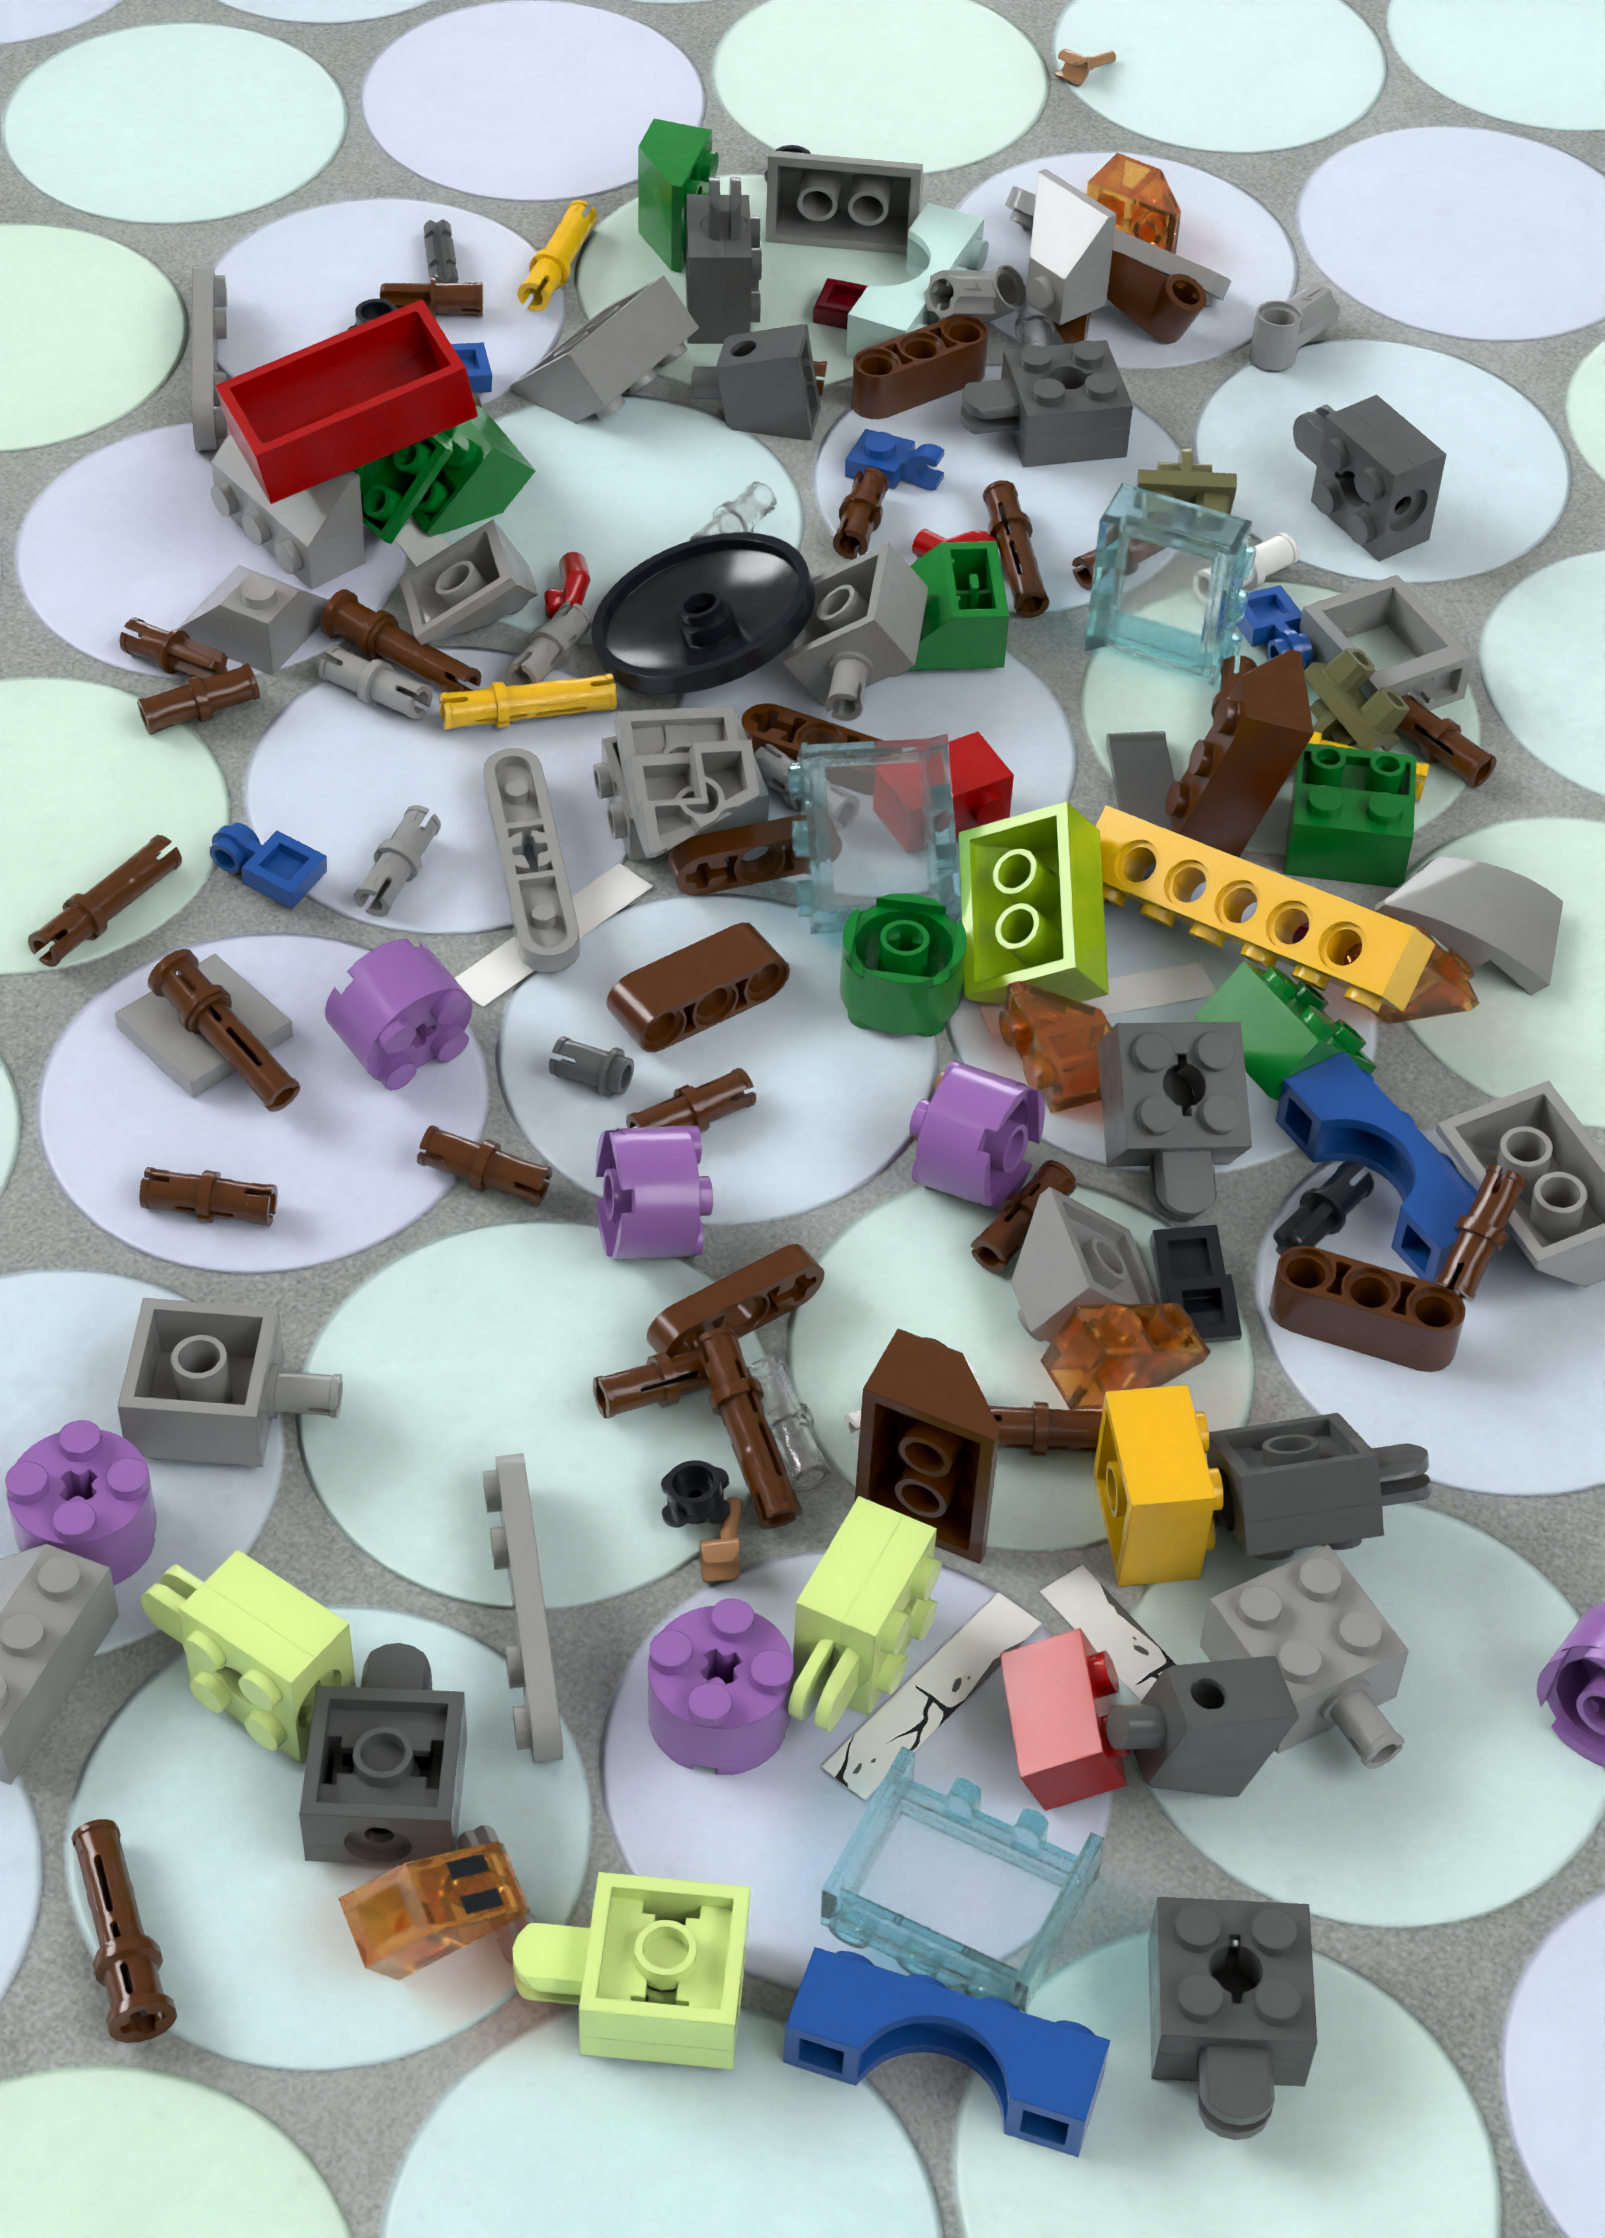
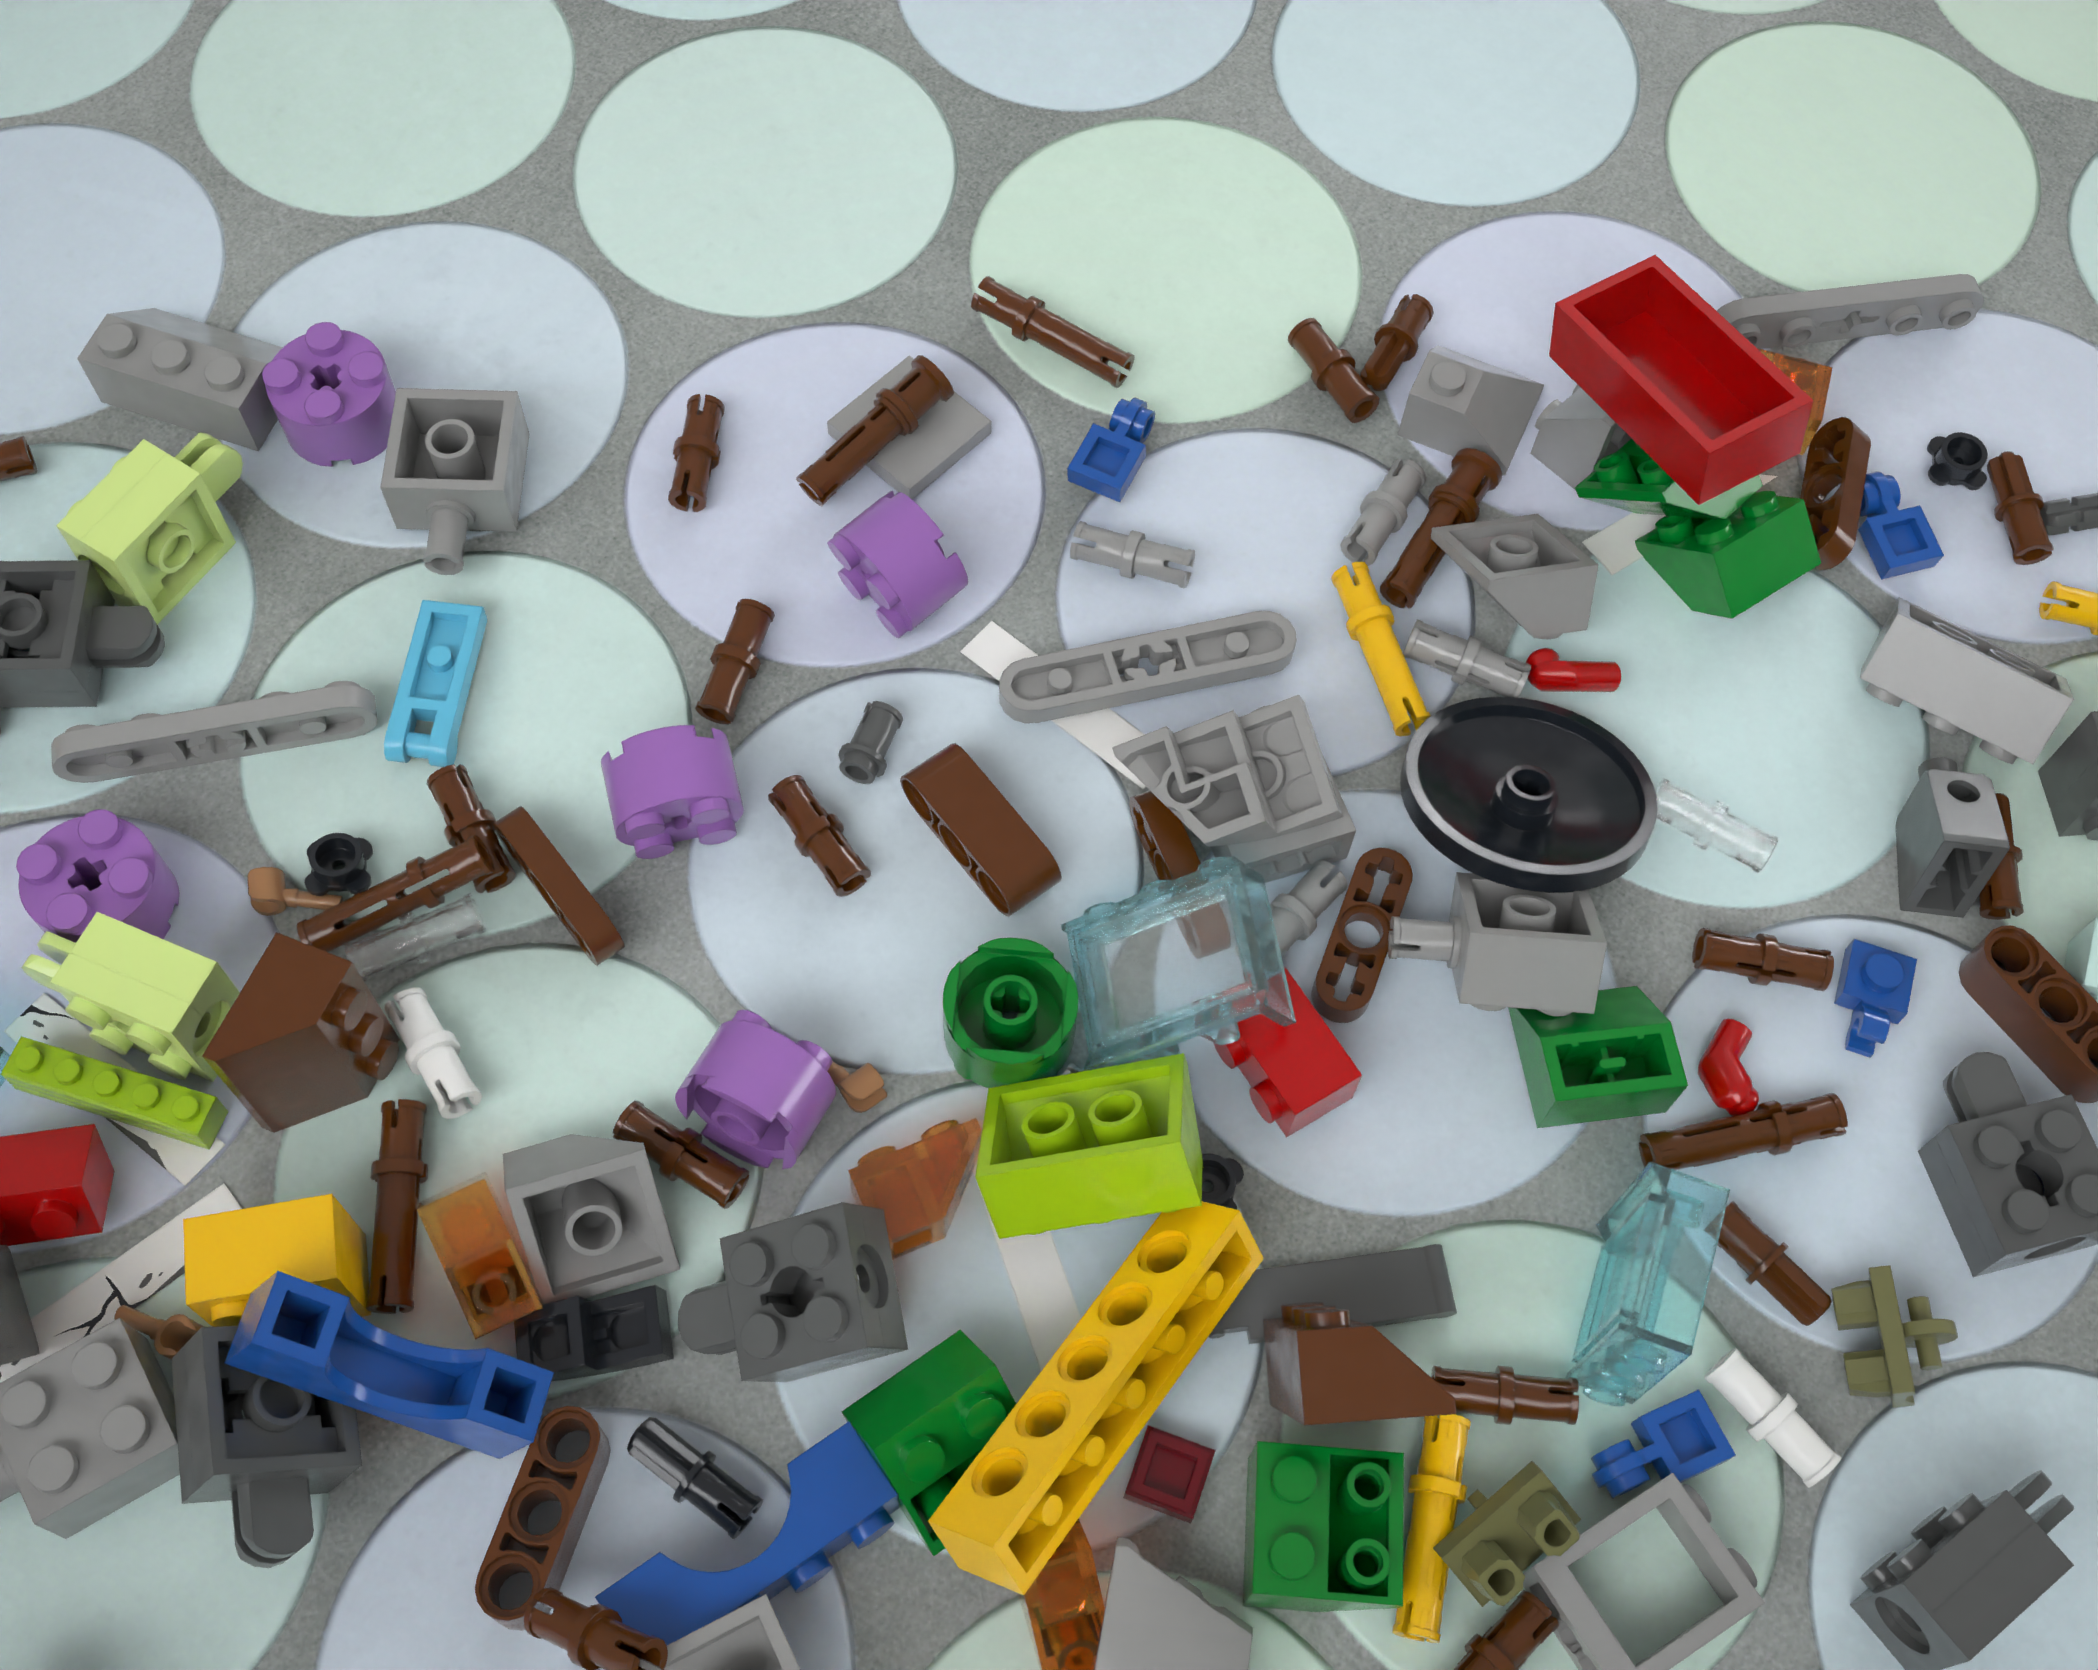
camera: 85 degrees right, 15 degrees up
(480, 1415) = (435, 682): none -> medium azure plate
(951, 1668) = (115, 1092): none -> lime piece
(1195, 1621) = (168, 1334): none -> medium nougat hand
(1261, 1372) = (327, 1349): none -> blue arch

